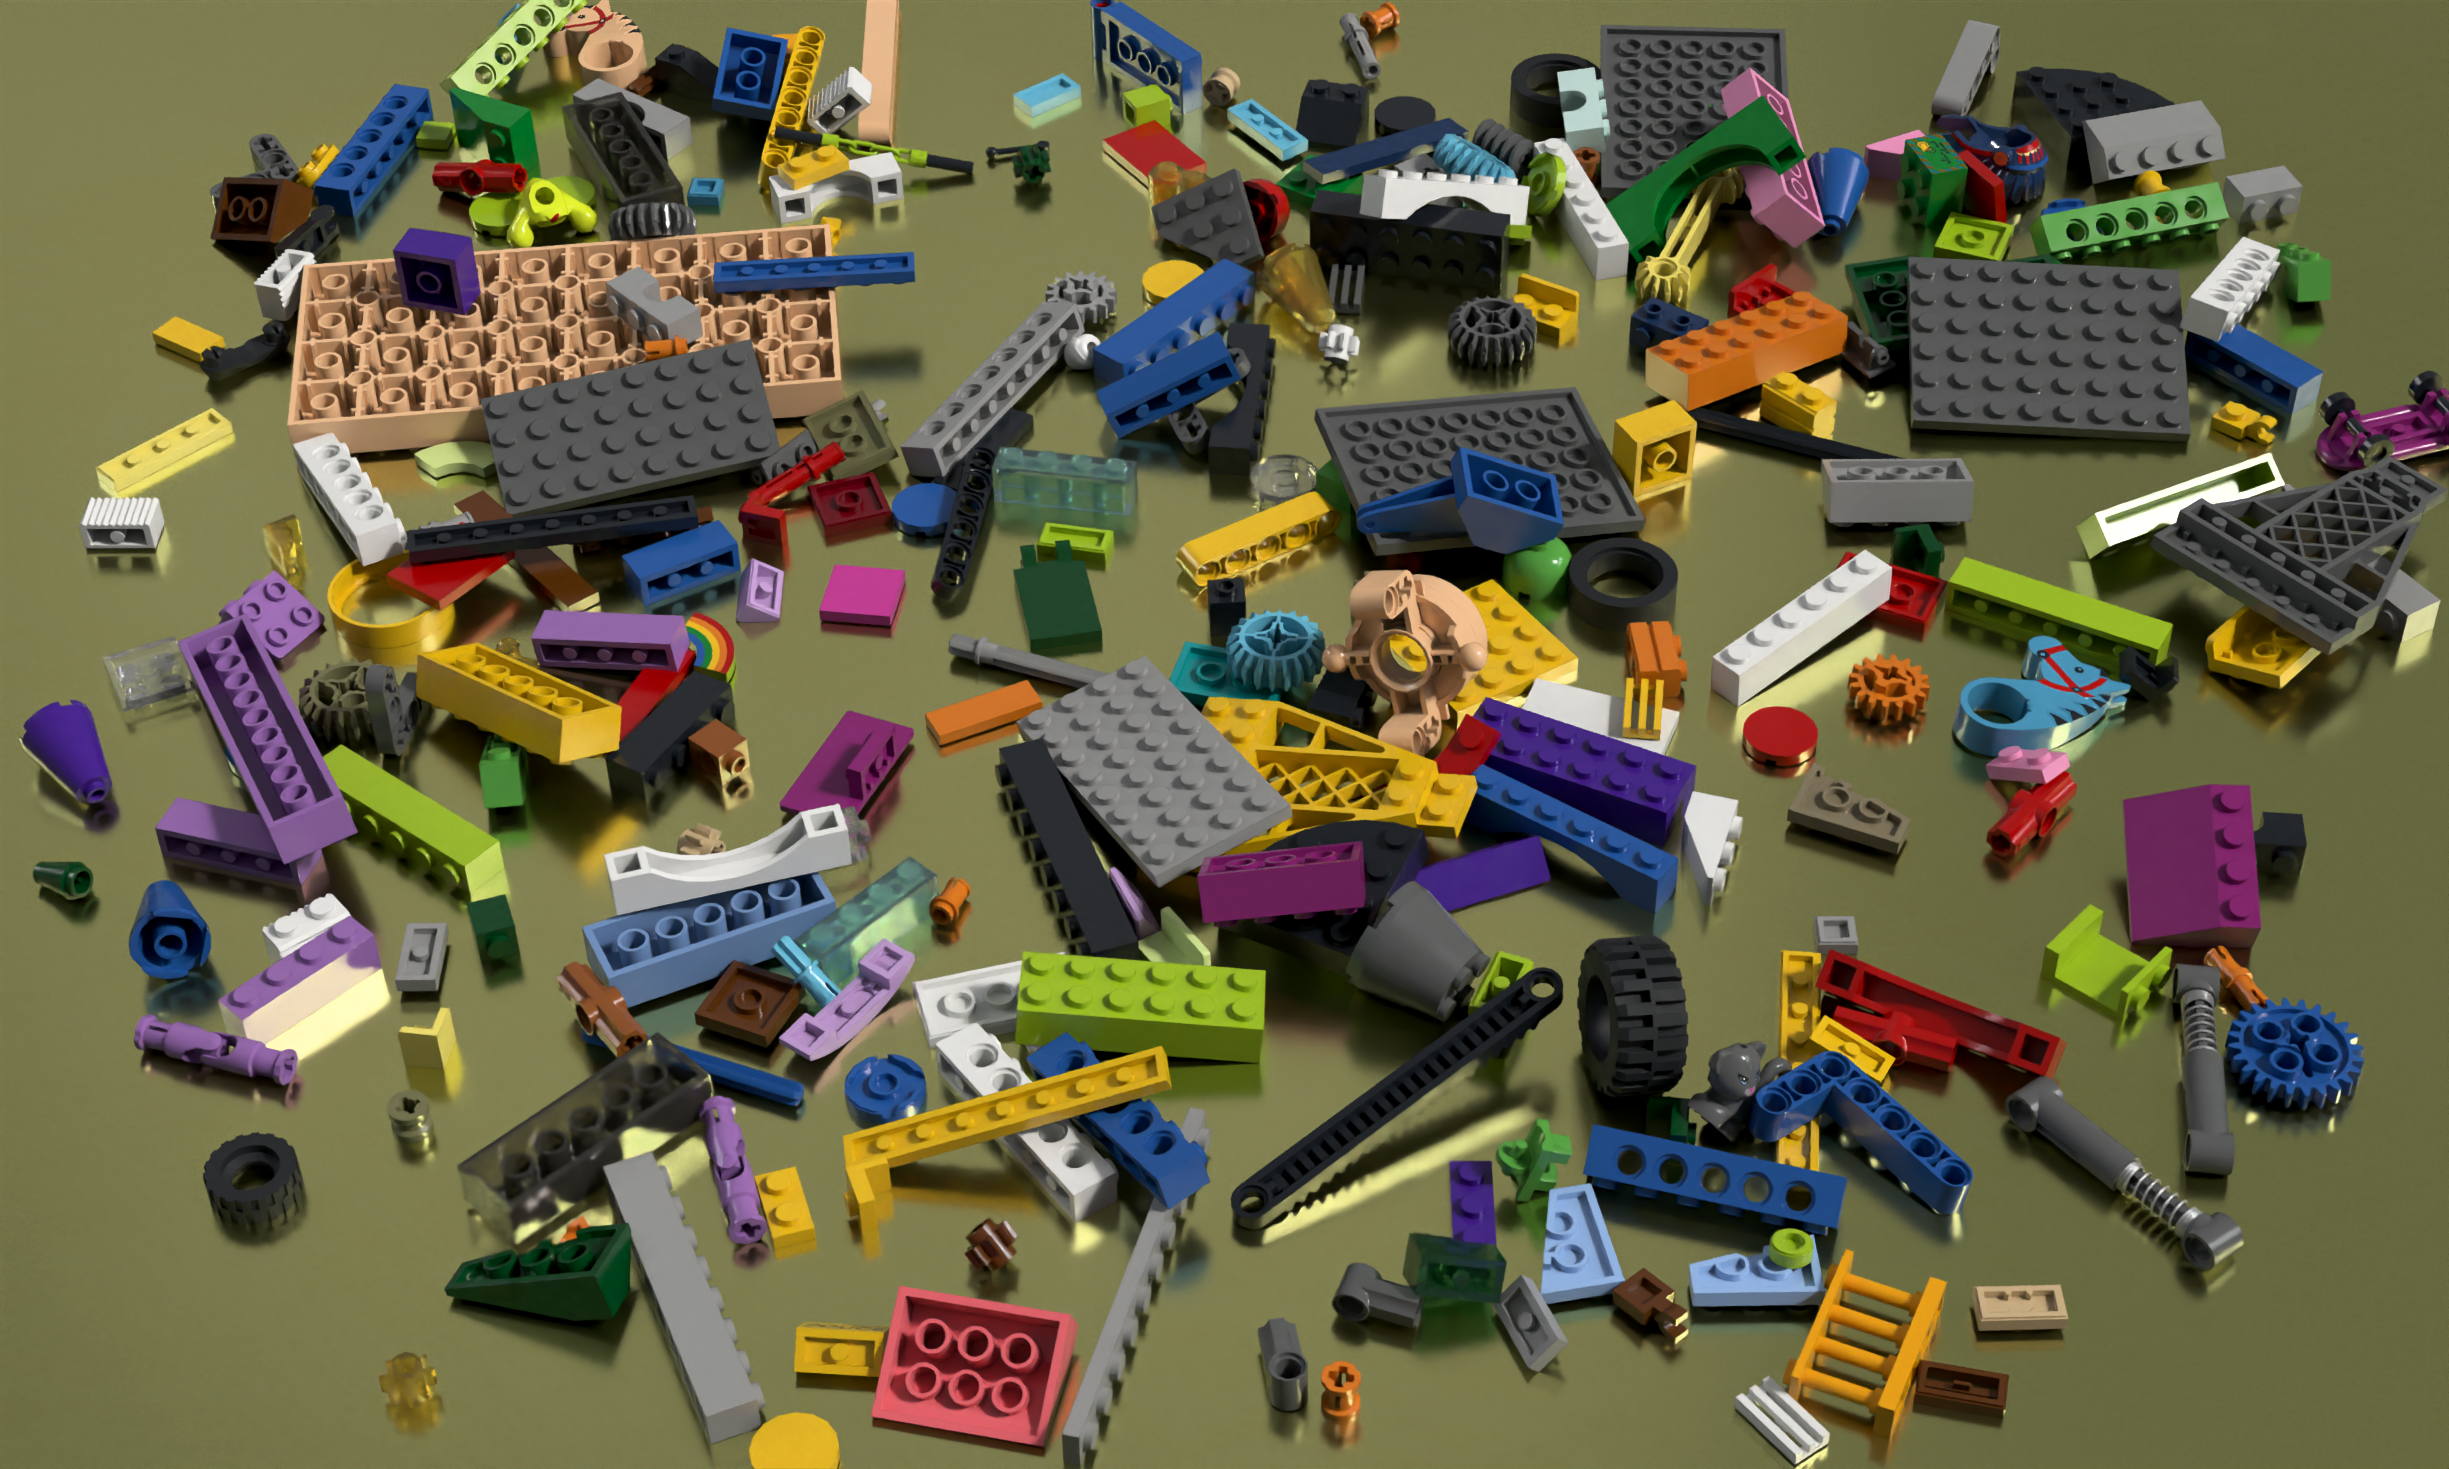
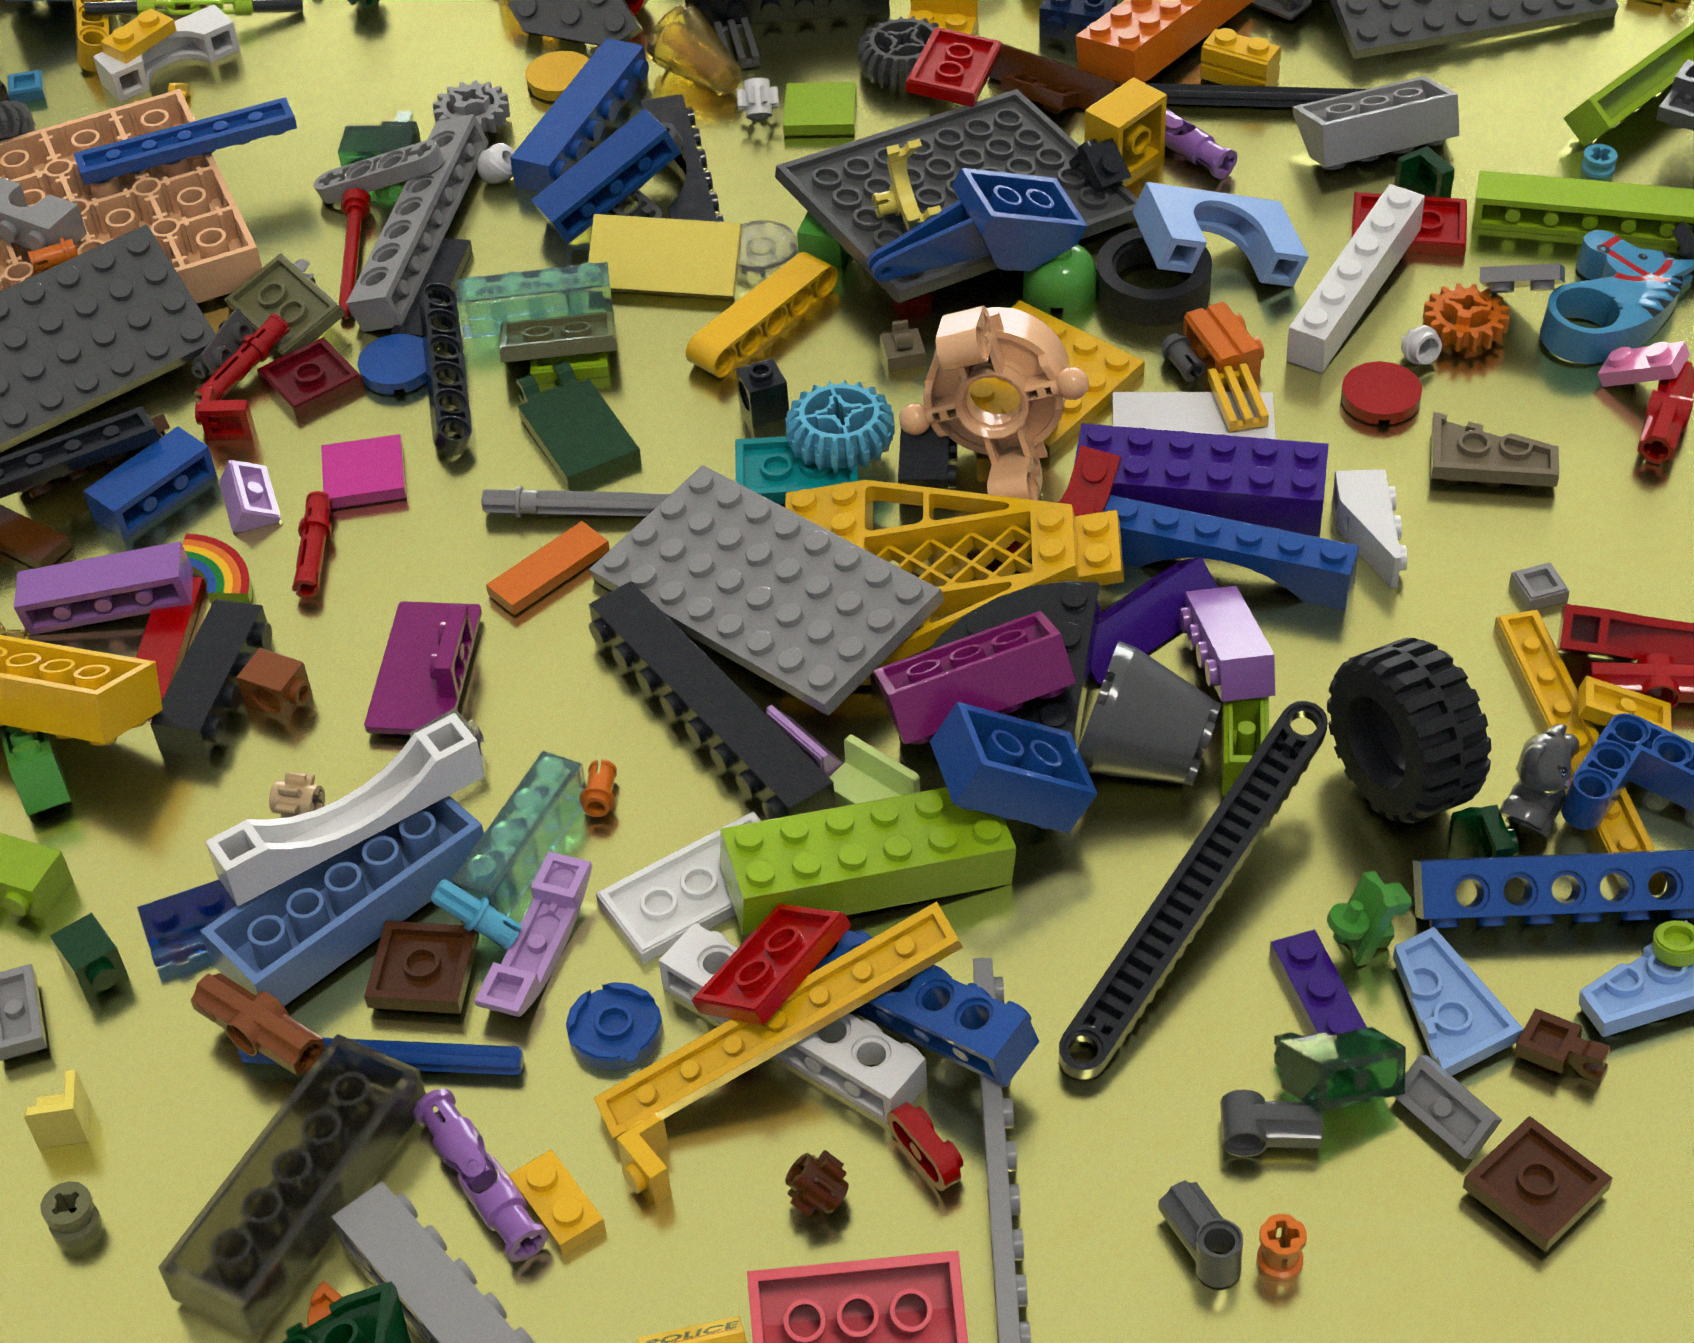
camera: 15 degrees left, 5 degrees up
(565, 921) = (176, 921): none -> clear blue plate
(800, 636) = (314, 533): none -> red pin
(945, 364) = (355, 207): none -> red piece
(975, 336) = (380, 170): none -> light grey beam
(986, 317) = (367, 141): none -> clear green hinge
(1018, 1065) = (771, 963): none -> red tile
(1071, 517) = (557, 336): none -> olive tile
(1087, 1229) = (916, 1135): none -> red plate
(1195, 468) = (668, 255): none -> light yellow tile
(1282, 963) = (1012, 768): none -> blue brick
(1394, 365) = (820, 109): none -> lime tile
(1410, 461) = (900, 196): none -> light yellow piece
(1520, 911) = (1228, 643): none -> medium lavender brick
(1523, 353) = (953, 66): none -> red tile
(1577, 1400) = (1537, 1183): none -> reddish brown plate
(1606, 383) = (1049, 81): none -> reddish brown bracket
(1612, 656) = (1177, 350): none -> dark grey pin
(1616, 473) = (1101, 163): none -> black bracket
(1719, 474) = (1198, 146): none -> medium lavender piece
(1732, 559) = (1176, 216): none -> light blue arch
(1835, 702) = (1421, 345): none -> white plate
(1937, 659) = (1536, 276): none -> light grey wing
(2094, 574) = (1599, 161): none -> medium azure bush

